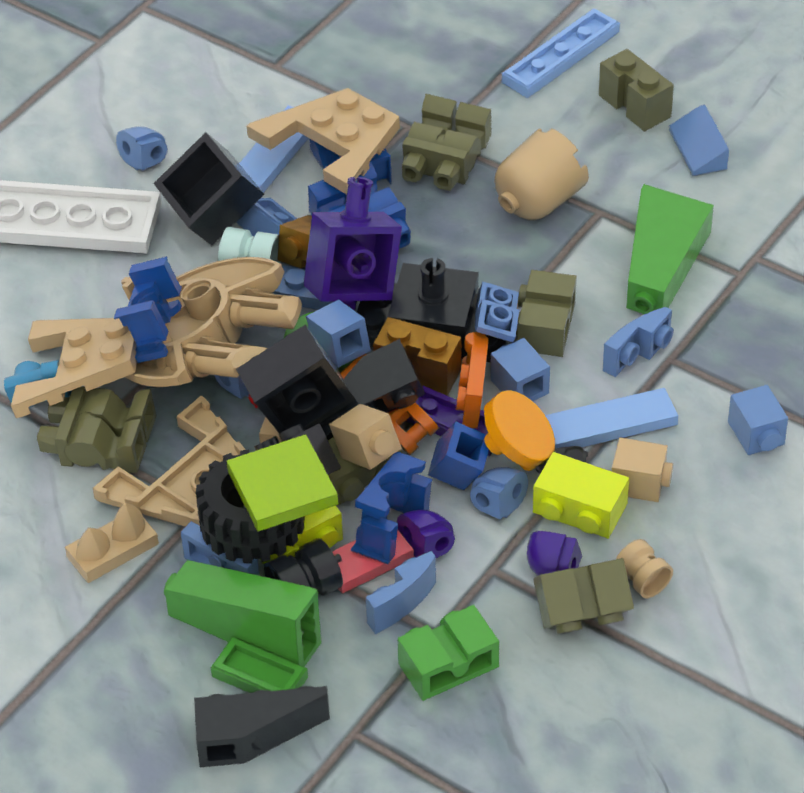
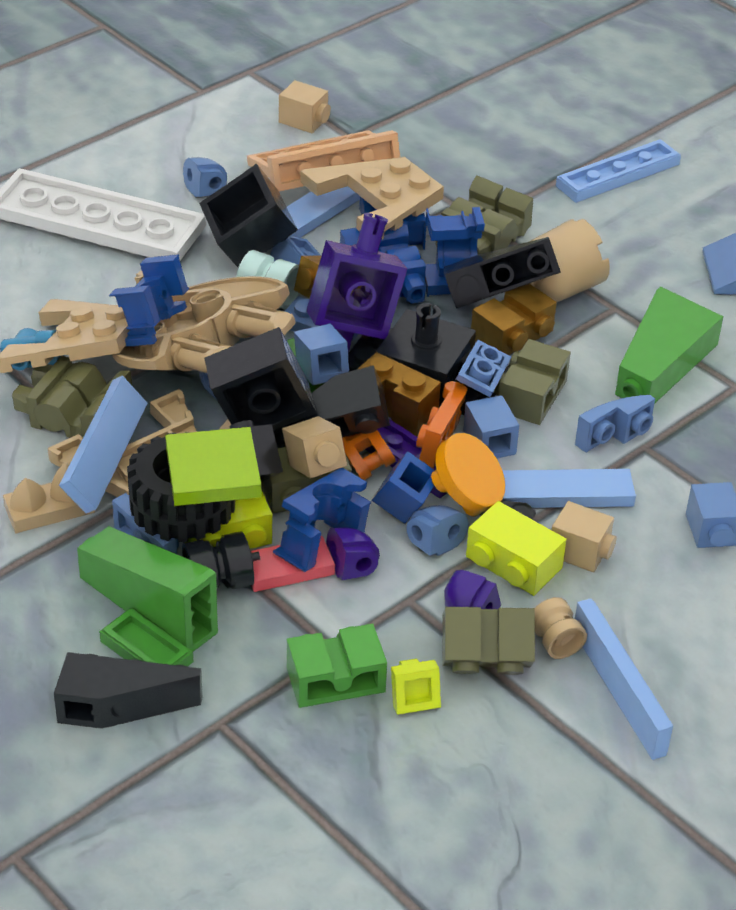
camera: 10 degrees right, 5 degrees down
(152, 474) = (103, 445): none -> light blue tile
(218, 42) = (303, 106): none -> tan brick
(259, 96) = (285, 164): none -> light nougat fence
(412, 584) = (298, 608): medium blue slope -> none
(429, 187) = (455, 240): none -> blue piece
(482, 201) = (500, 271): none -> black slope
(508, 248) = (511, 322): none -> pearl gold brick
(528, 656) = (415, 686): none -> neon yellow tile
(638, 87) = (680, 208): olive brick -> none
(719, 607) = (624, 681): none -> light blue tile

